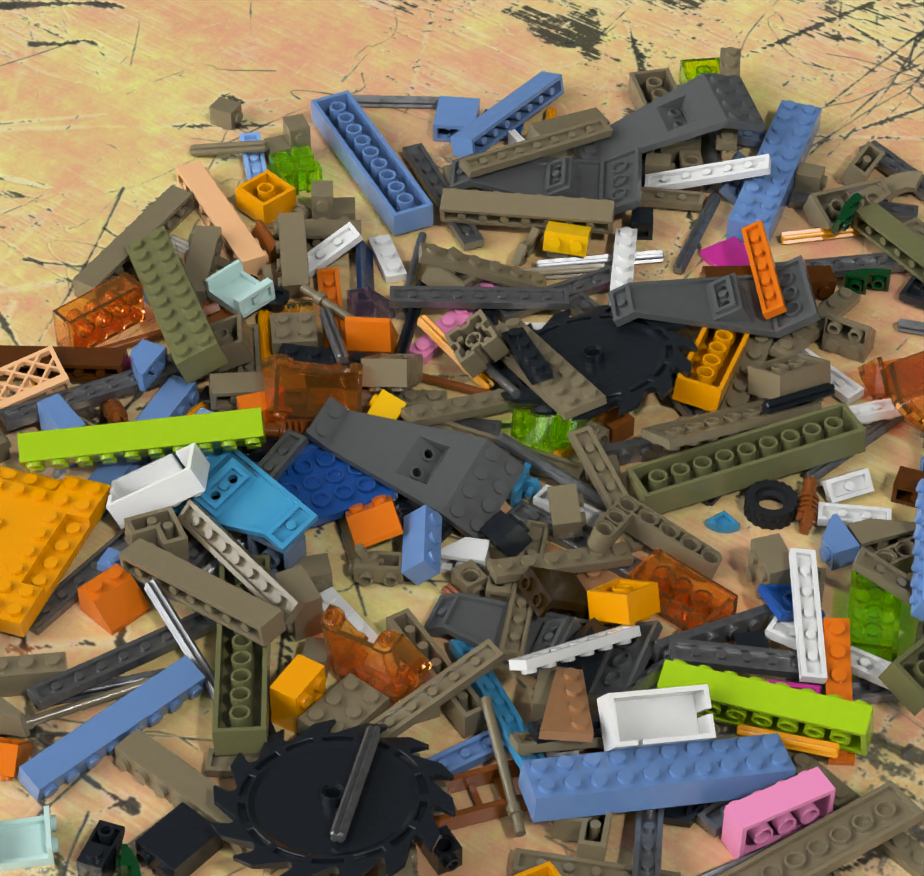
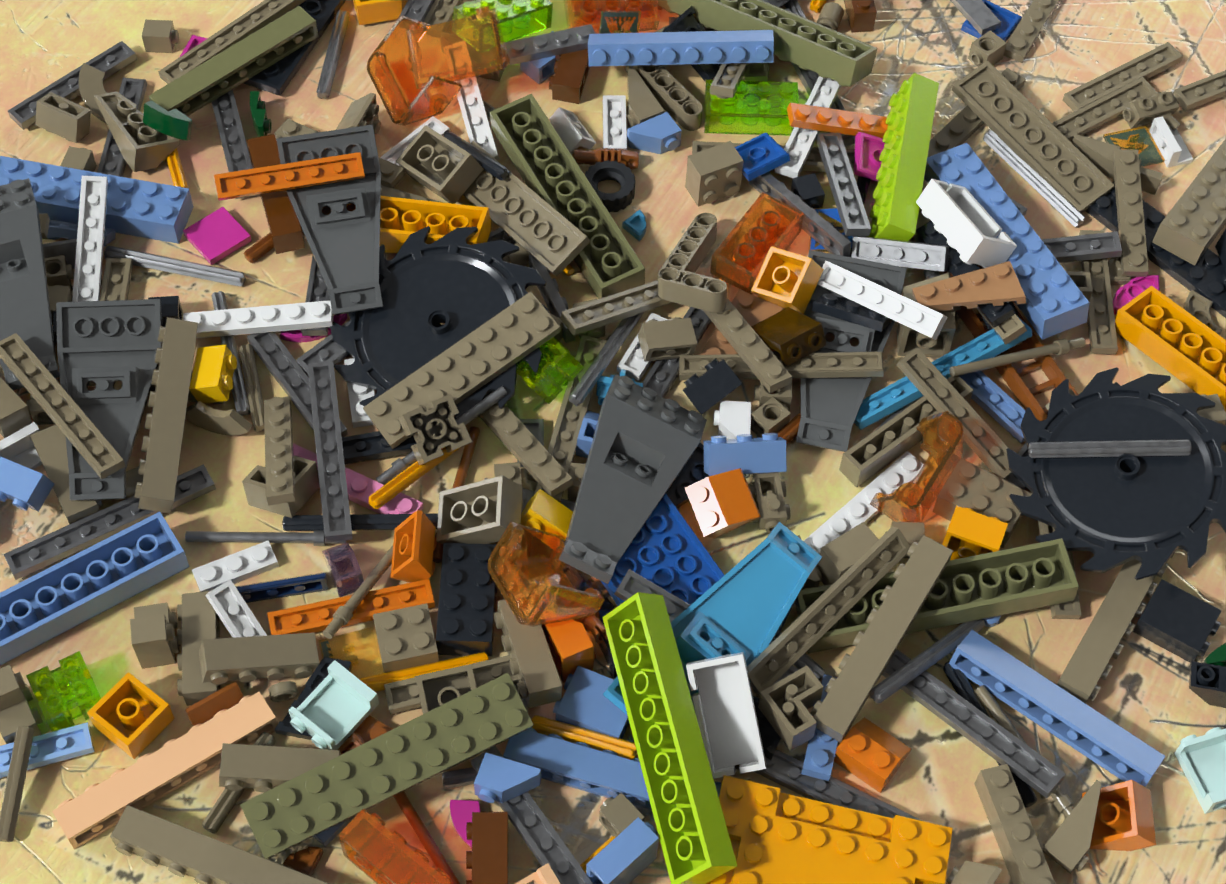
camera: 100 degrees left, 15 degrees up
(114, 411) = (578, 809): dark orange hinge -> none
(303, 207) = (151, 673): dark tan plate -> none
(333, 335) = (423, 582): flat silver axle -> none
(527, 355) = (458, 374): black plate -> none
(776, 812) = (1009, 160): bright pink brick -> none
(807, 616) = (789, 133): white plate -> none

